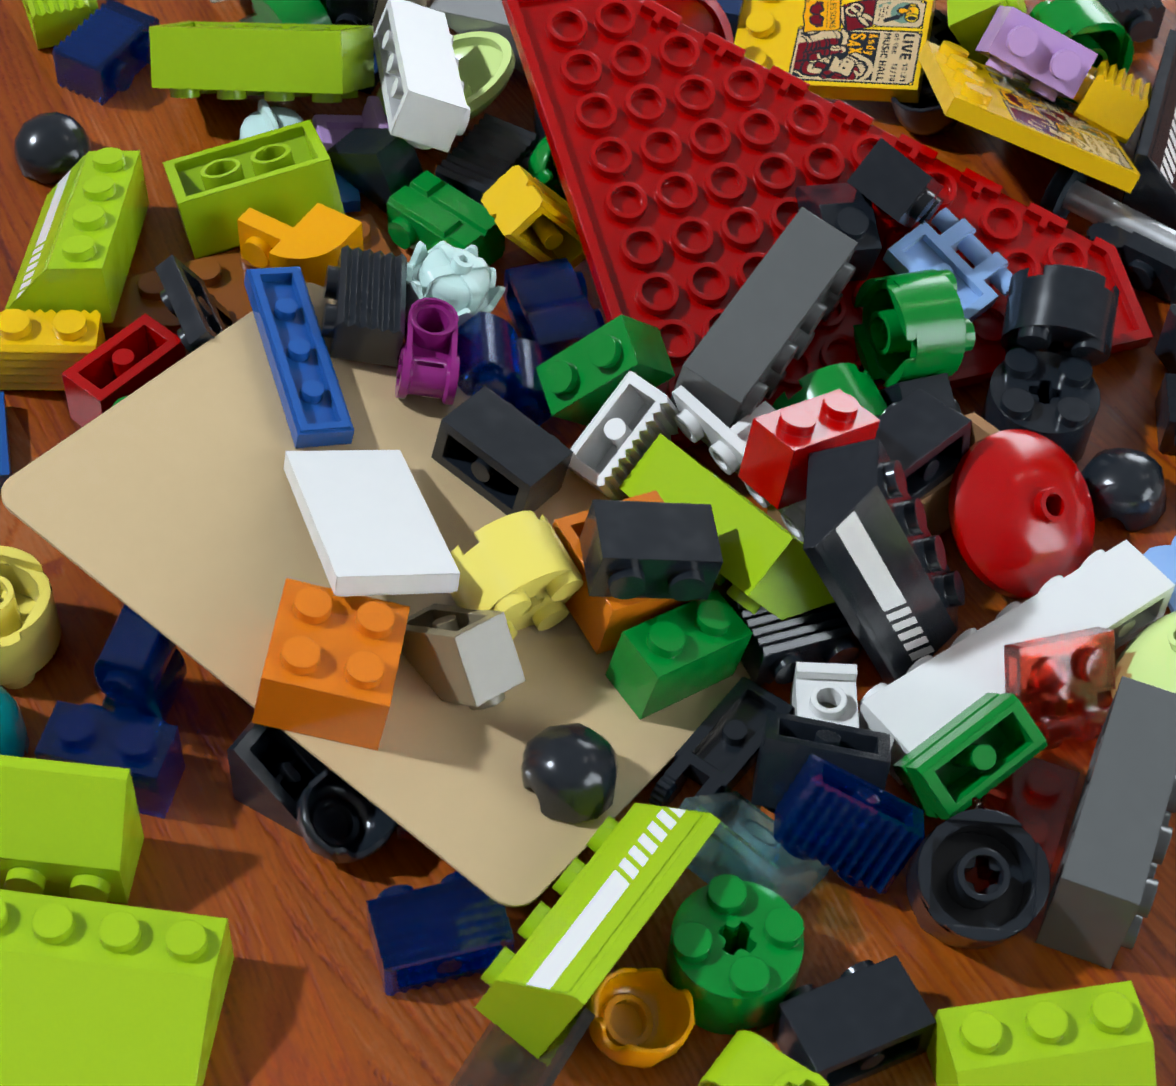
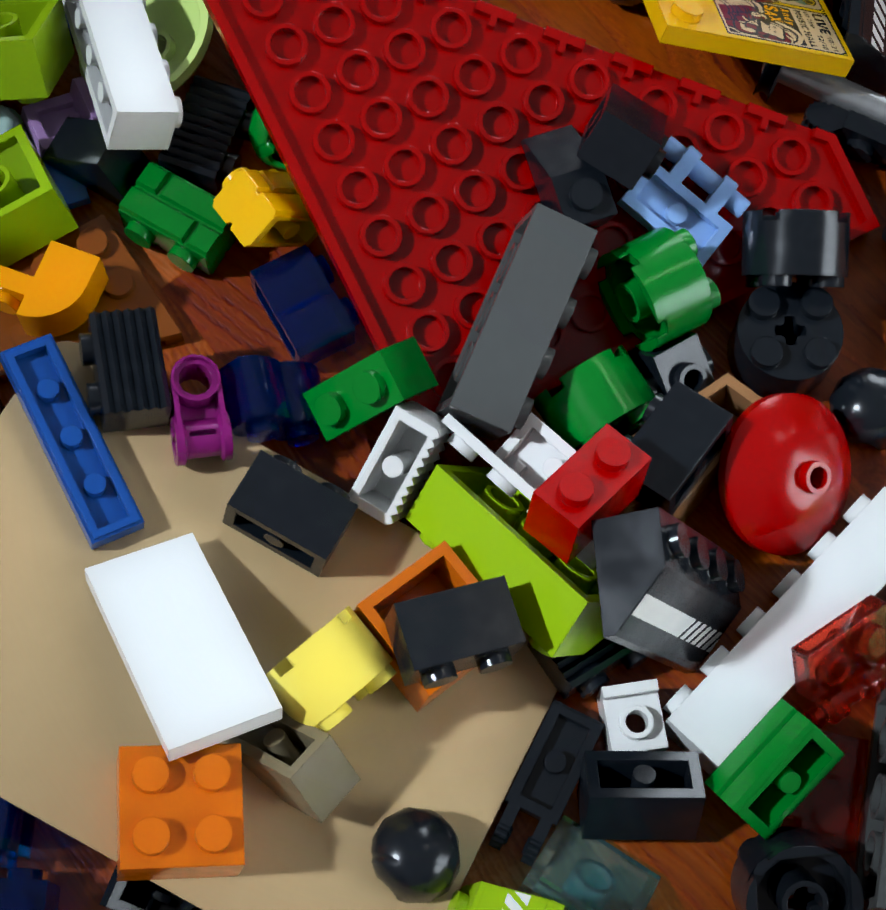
camera: 10 degrees left, 20 degrees up
(454, 277) = (203, 319): light aqua hat -> none
(678, 654) = (492, 704): green brick -> none
(847, 825) = (673, 855): clear blue brick -> none

